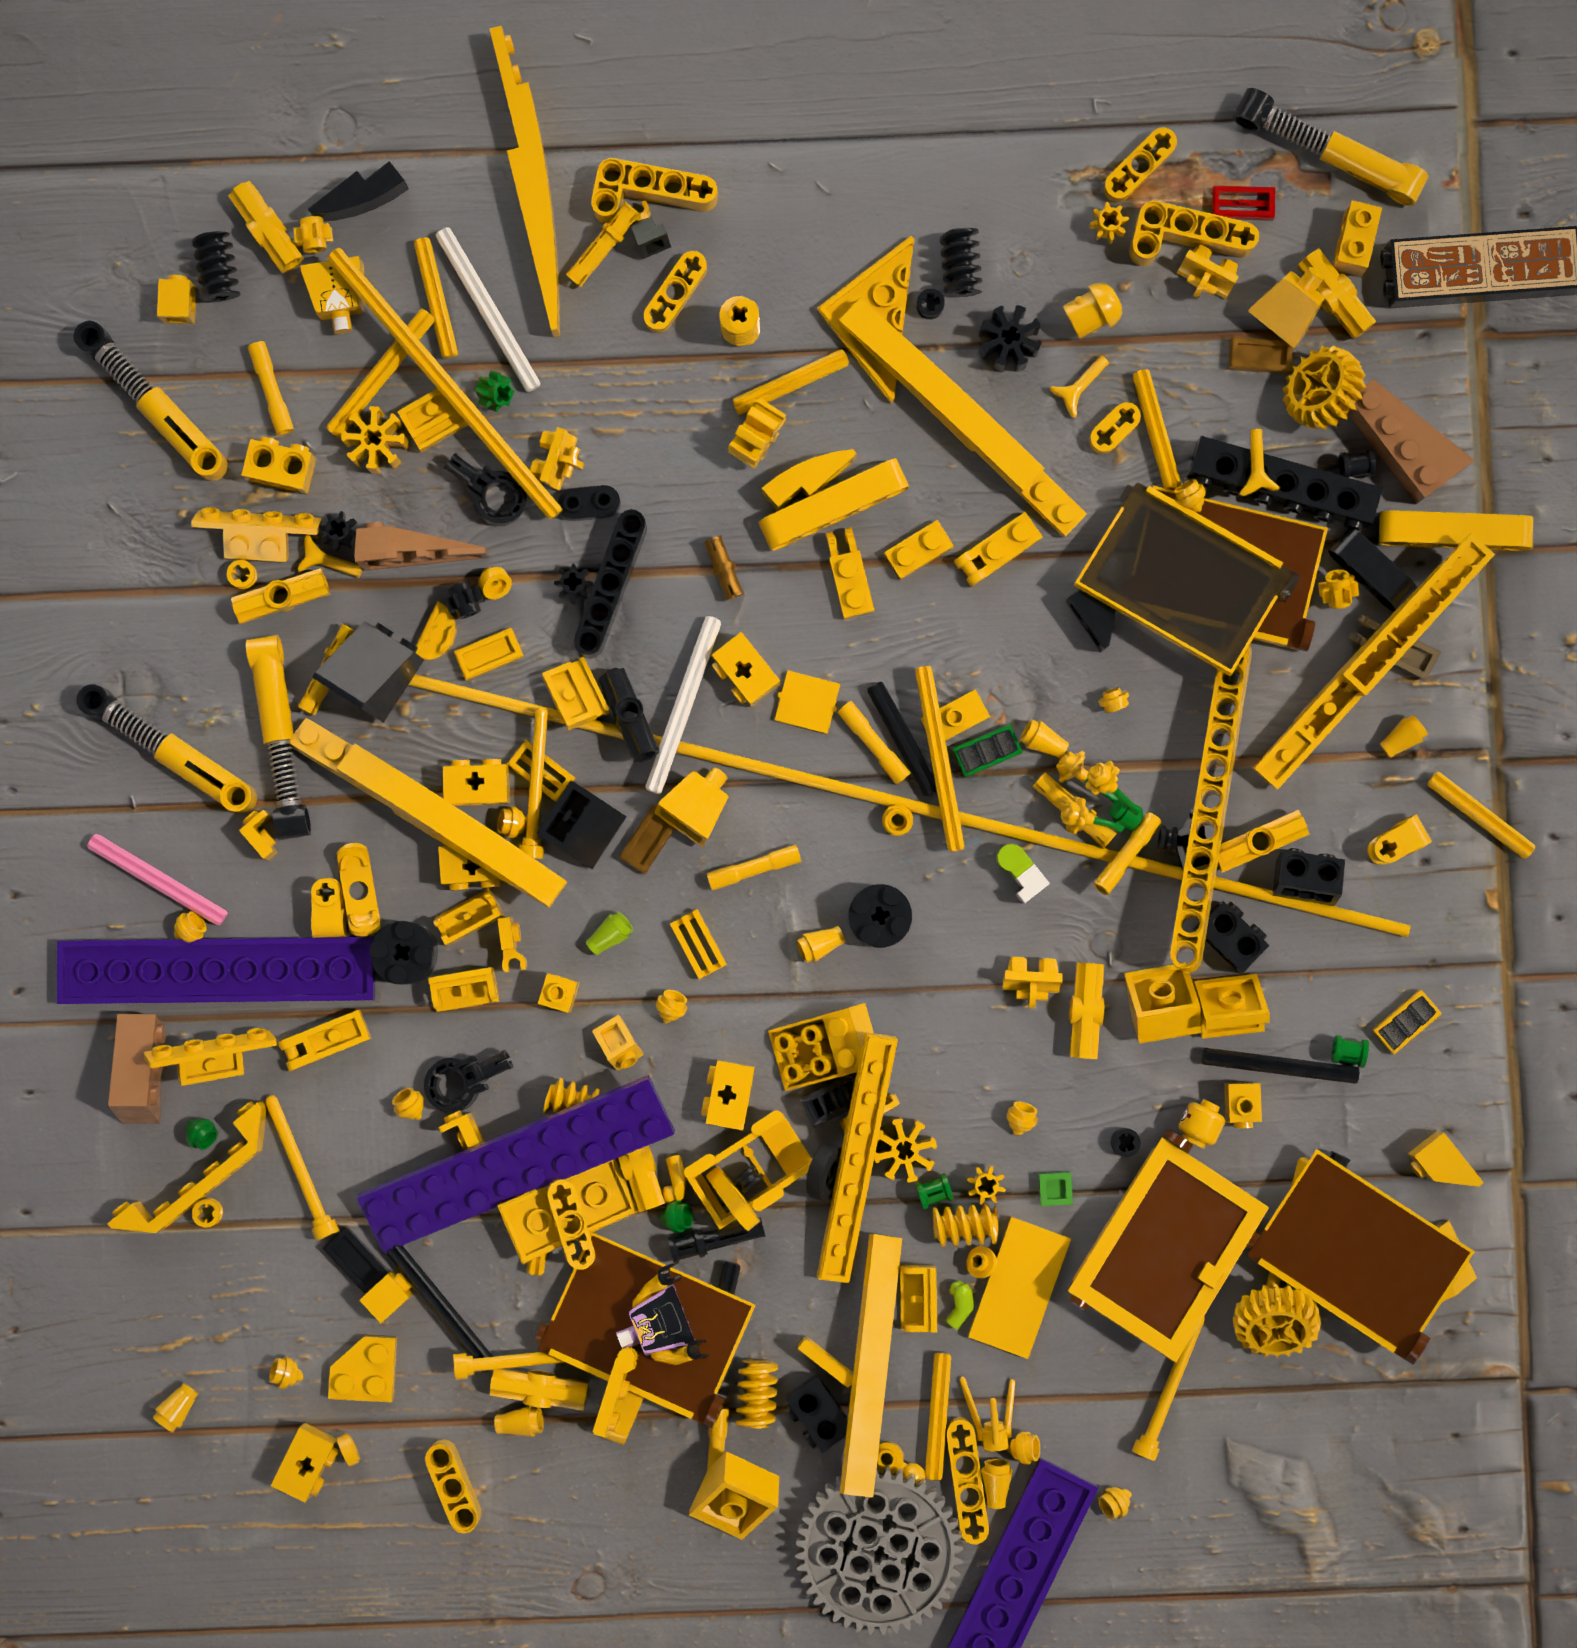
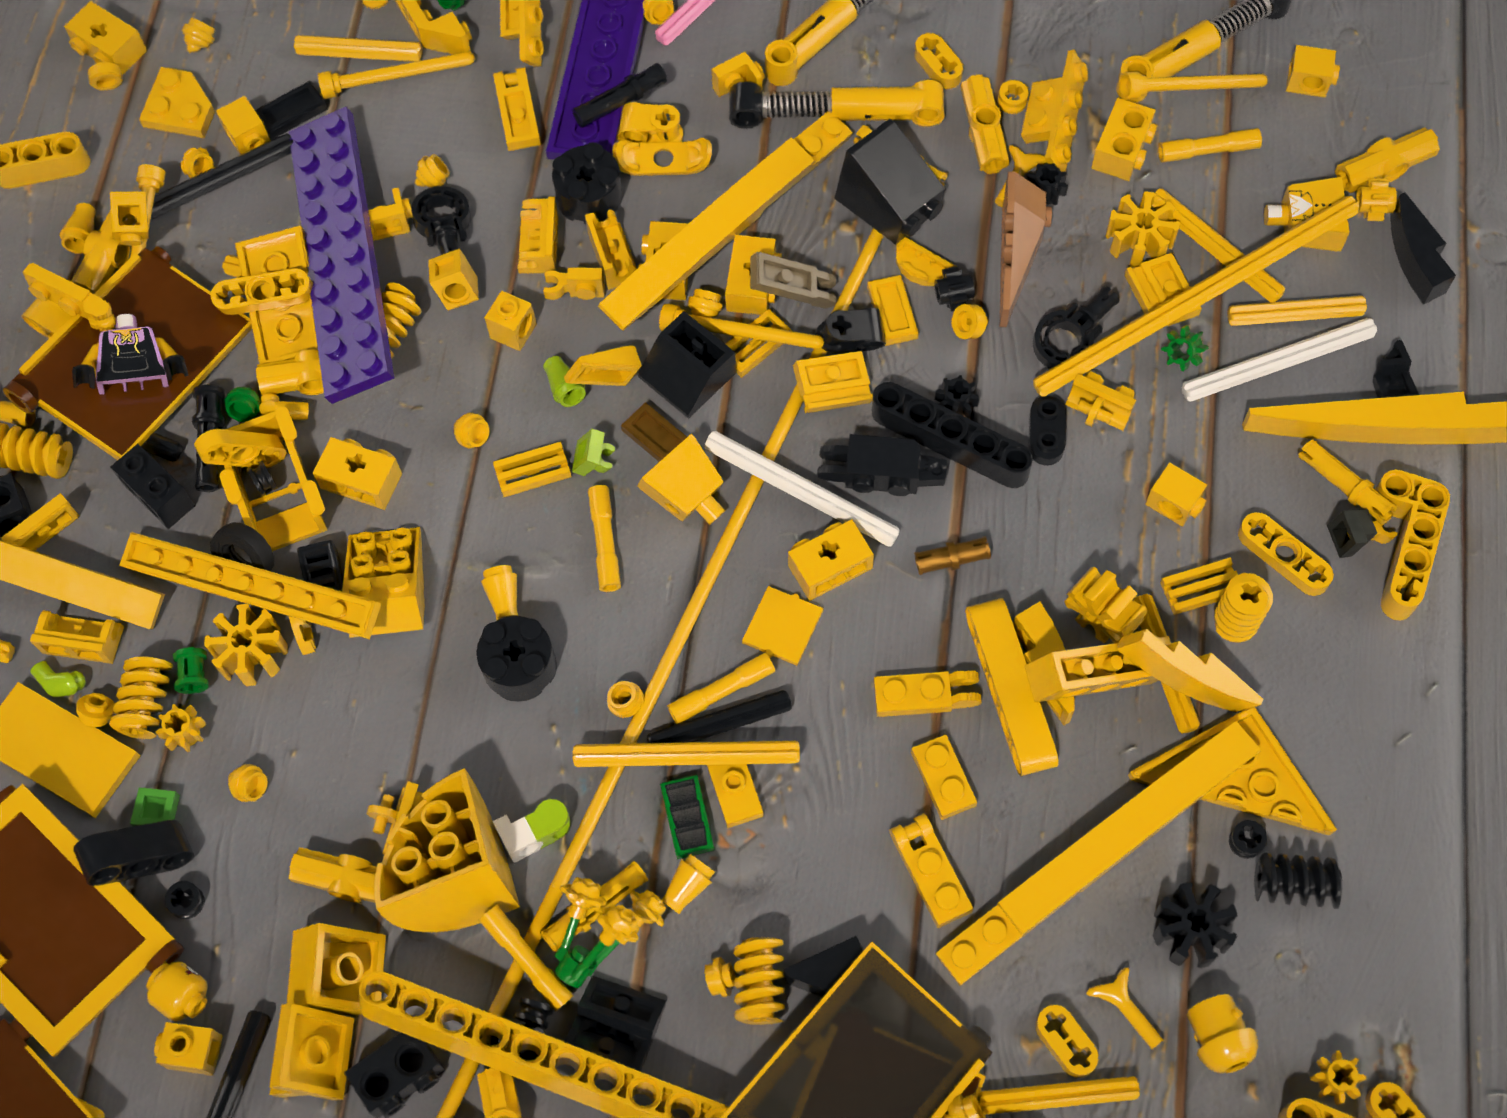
camera: 100 degrees right, 20 degrees down
(204, 644) = (943, 58): none -> yellow beam
(214, 266) = (1346, 105): black piece -> none
(228, 460) = (1134, 84): none -> yellow piece
(276, 1211) = (357, 48): none -> yellow axle
(304, 940) = (630, 89): none -> black pin
(432, 1331) = (203, 163): none -> yellow plate
(485, 746) = (791, 280): none -> dark tan hinge
(493, 210) = (1393, 374): none -> black slope
(522, 682) = (852, 330): none -> black piece
(524, 1357) = (125, 206): none -> yellow brick
(527, 1053) = (453, 279): none -> yellow brick
(593, 890) = (605, 367): none -> yellow slope
(618, 1043) = (443, 370): yellow bracket -> none
(623, 699) = (778, 429): black piece -> none
(638, 385) = (1177, 495): none -> yellow brick
(649, 637) = (882, 465): none -> black hinge
(678, 895) = (589, 453): none -> lime tile
(704, 334) = (1194, 574): none -> yellow tile
(773, 1272) = (153, 486): none -> black brick
(810, 359) = (1197, 677): none -> yellow slope
(820, 429) = (1085, 672): none -> yellow brick
(1066, 932) = (444, 862): none -> yellow brick
(1102, 1187) = (133, 852): none -> black beam
(1112, 667) = (757, 981): none -> yellow piece
(1165, 775) = (616, 1022): none -> black slope

